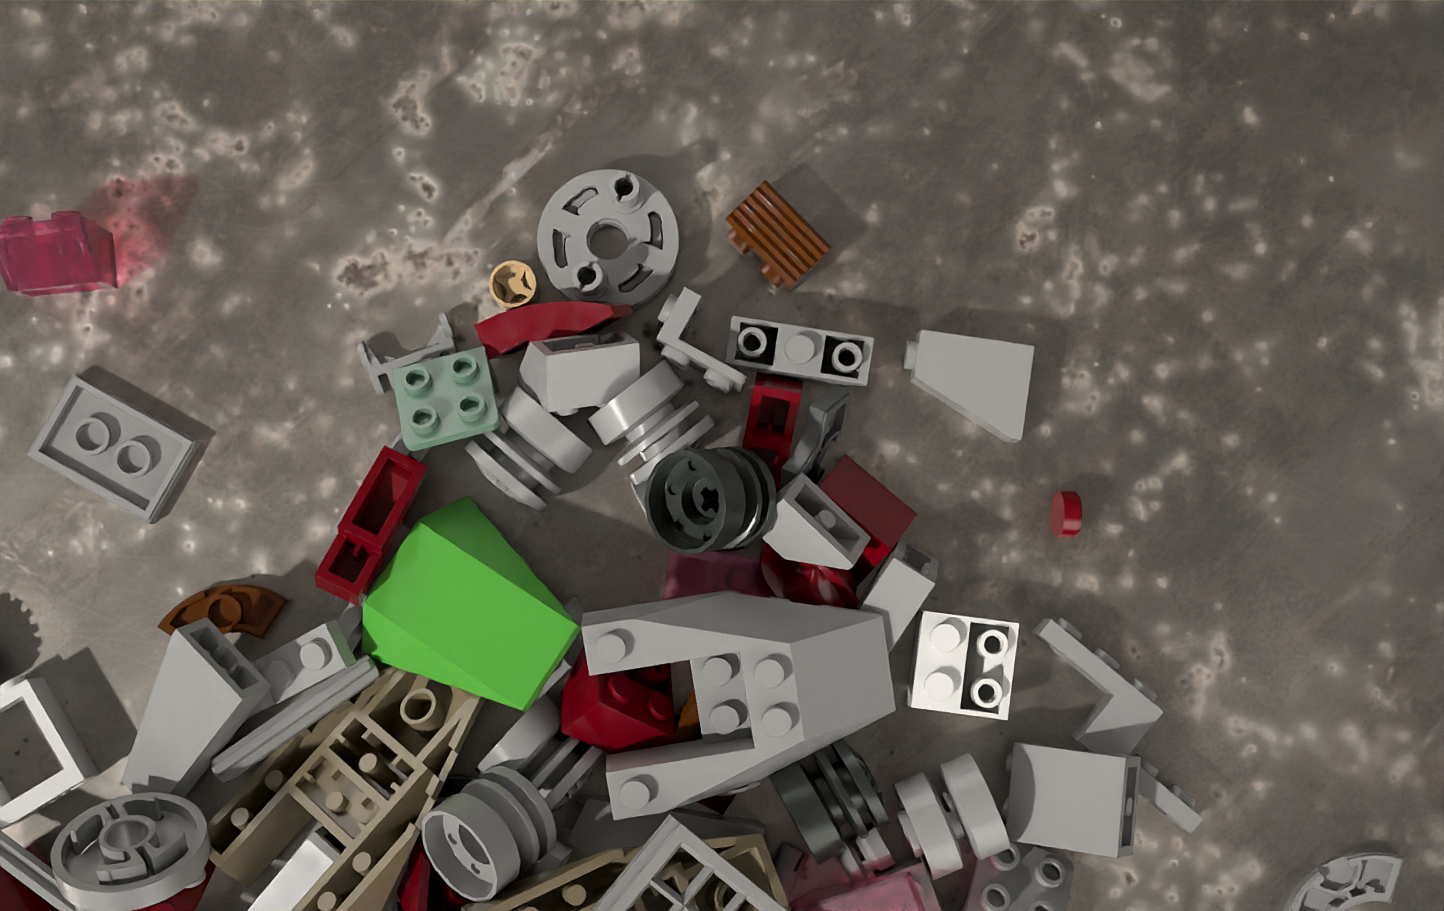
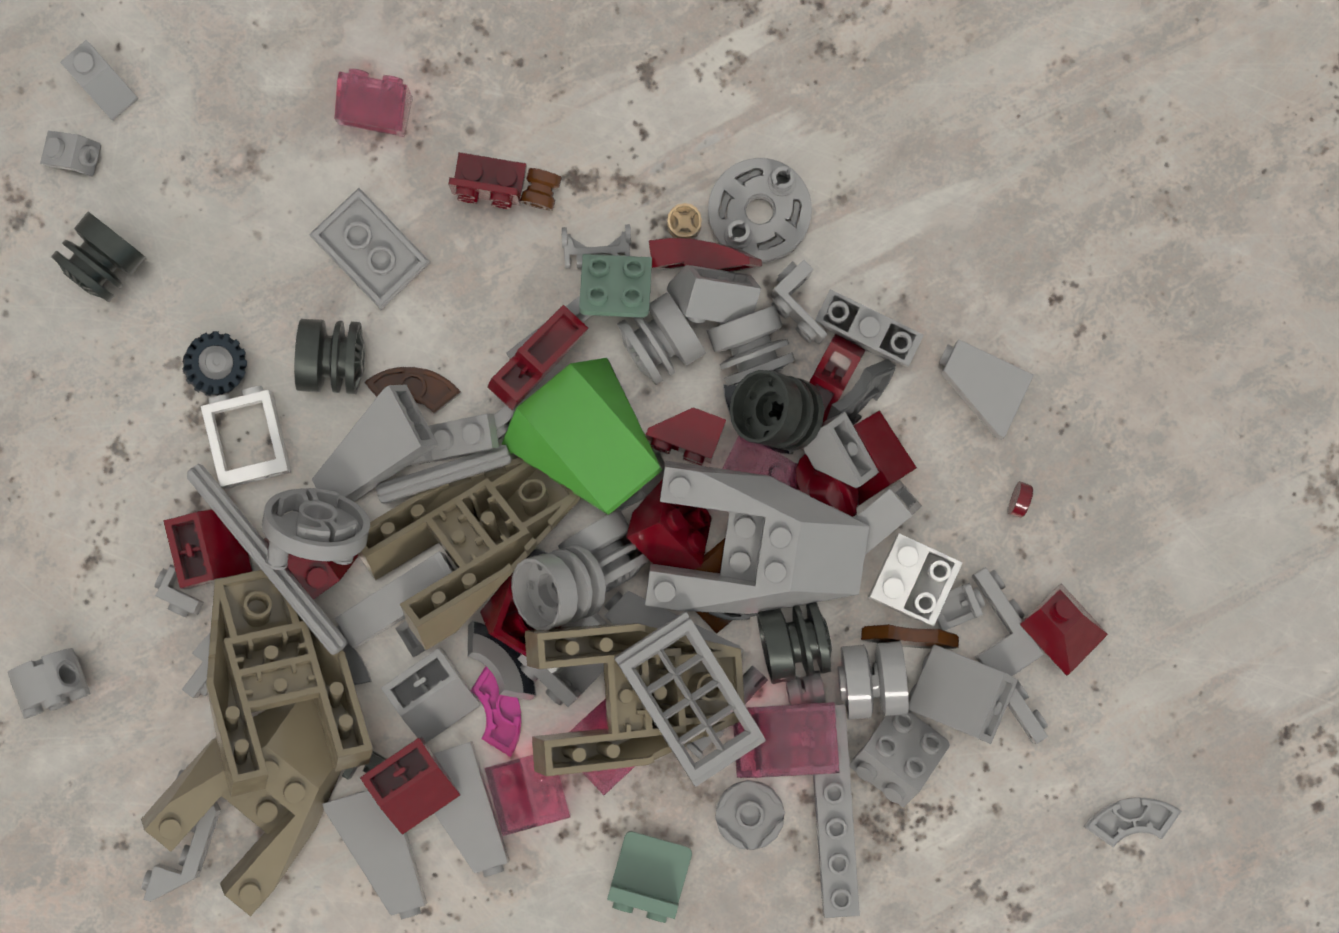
camera: 20 degrees right, 0 degrees up
(92, 610) = (328, 356): none -> pearl dark grey wheel
(240, 310) = (488, 180): none -> dark red bracket
(313, 301) = (540, 192): none -> reddish brown wheel
(604, 562) = (691, 433): none -> dark red slope
(776, 237) = (878, 244): reddish brown brick -> none
(978, 740) = (910, 636): none -> reddish brown tile
(1034, 679) = (961, 606): none -> light grey bracket
(1177, 668) = (1063, 629): none -> dark red slope

